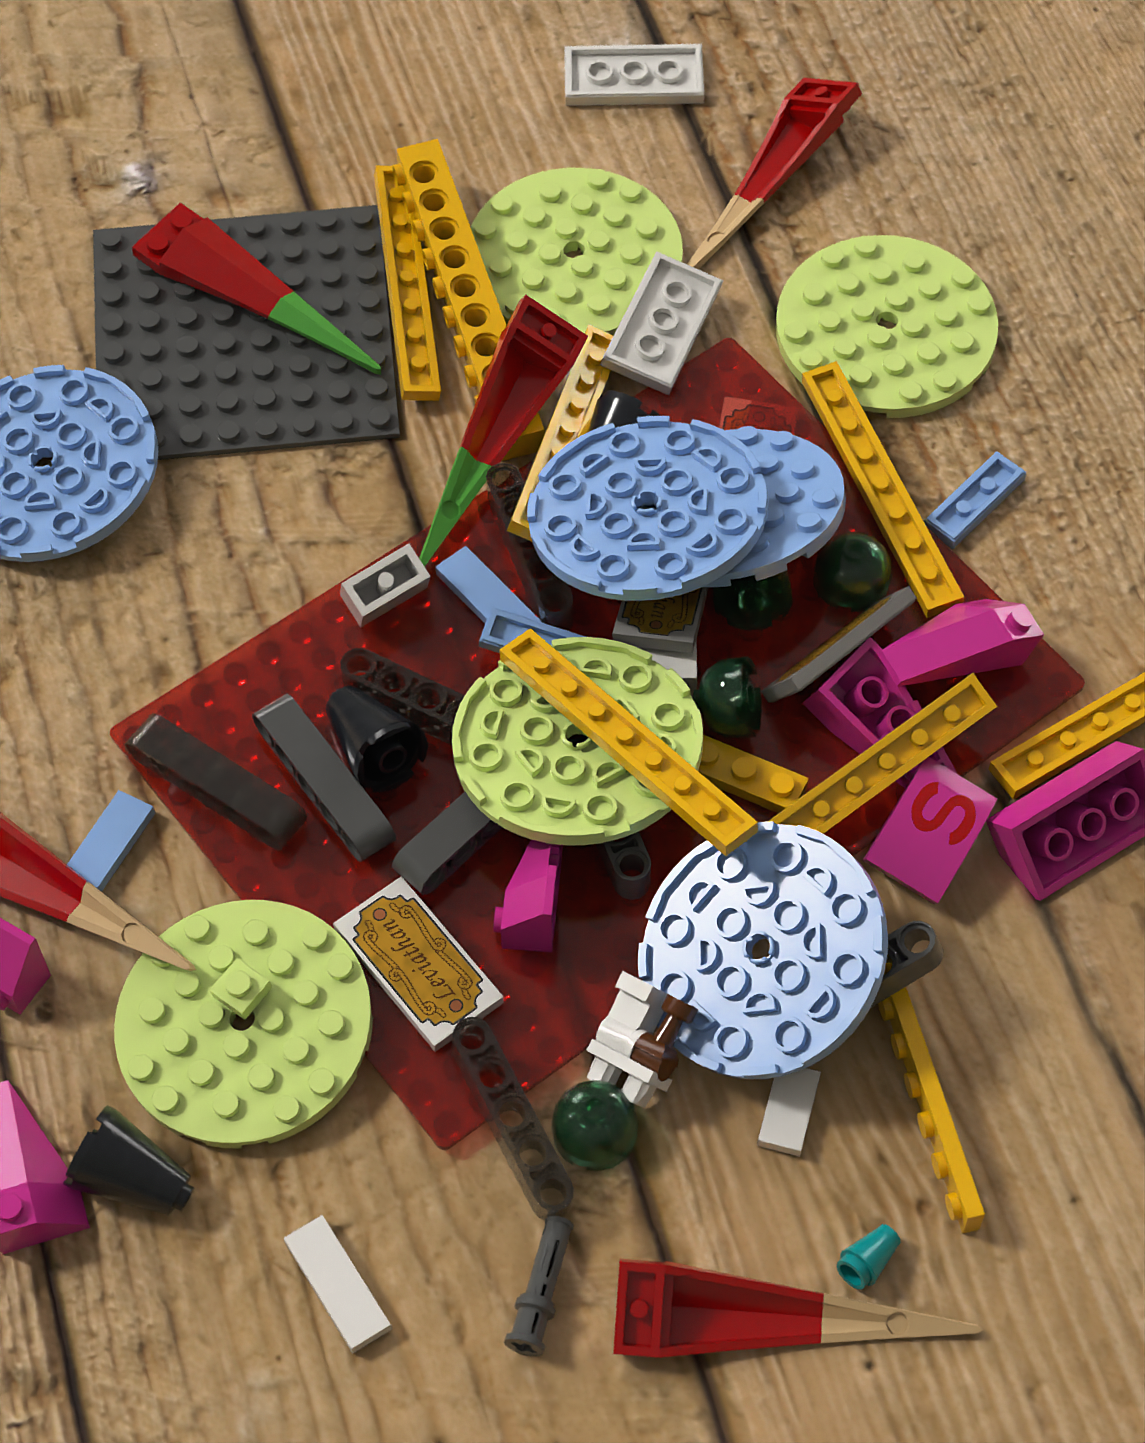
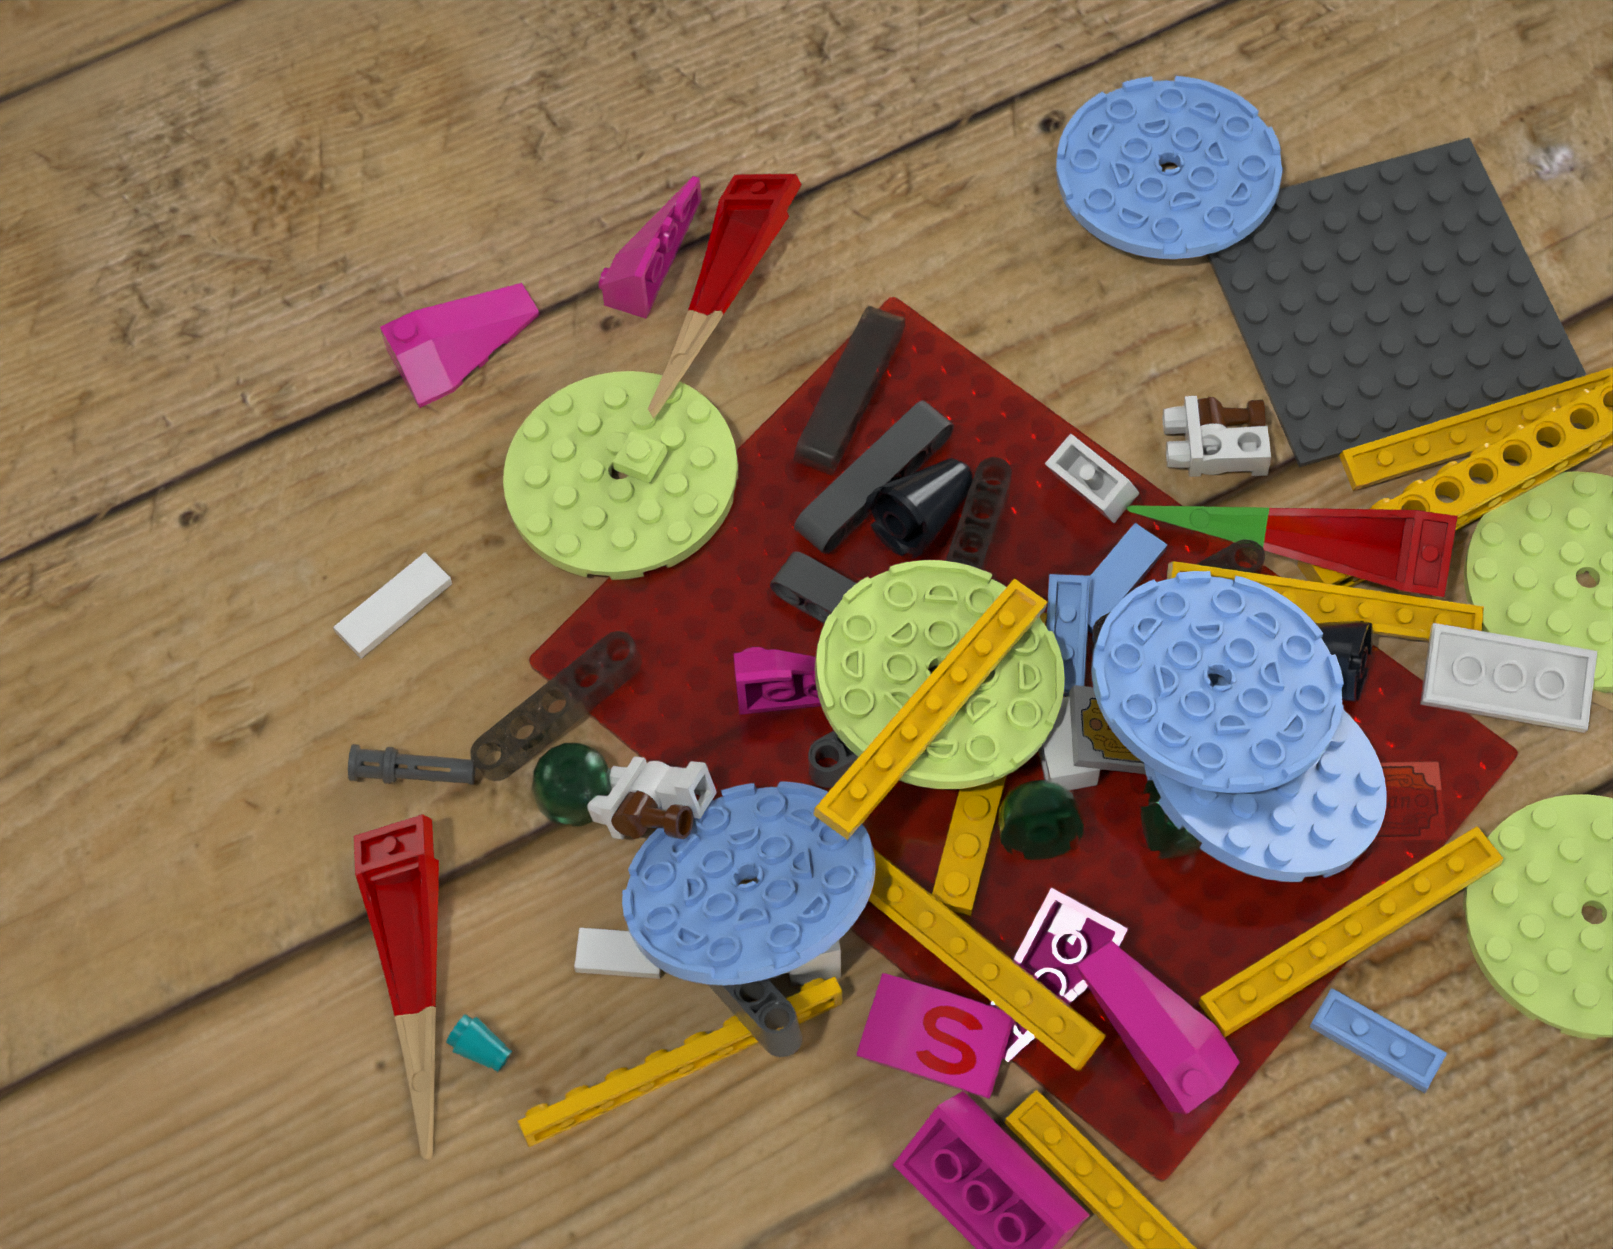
camera: 80 degrees right, 5 degrees up
(111, 839) = (776, 326): light blue tile -> none
(128, 1167) = (463, 413): black cone -> none
(208, 259) = (1454, 237): red plate -> none
(357, 498) = (1211, 445): none -> white hips
(417, 962) = (701, 600): tile -> none
(839, 645) = (1124, 908): light grey tile -> none
(852, 571) = (1234, 918): cylinder -> none

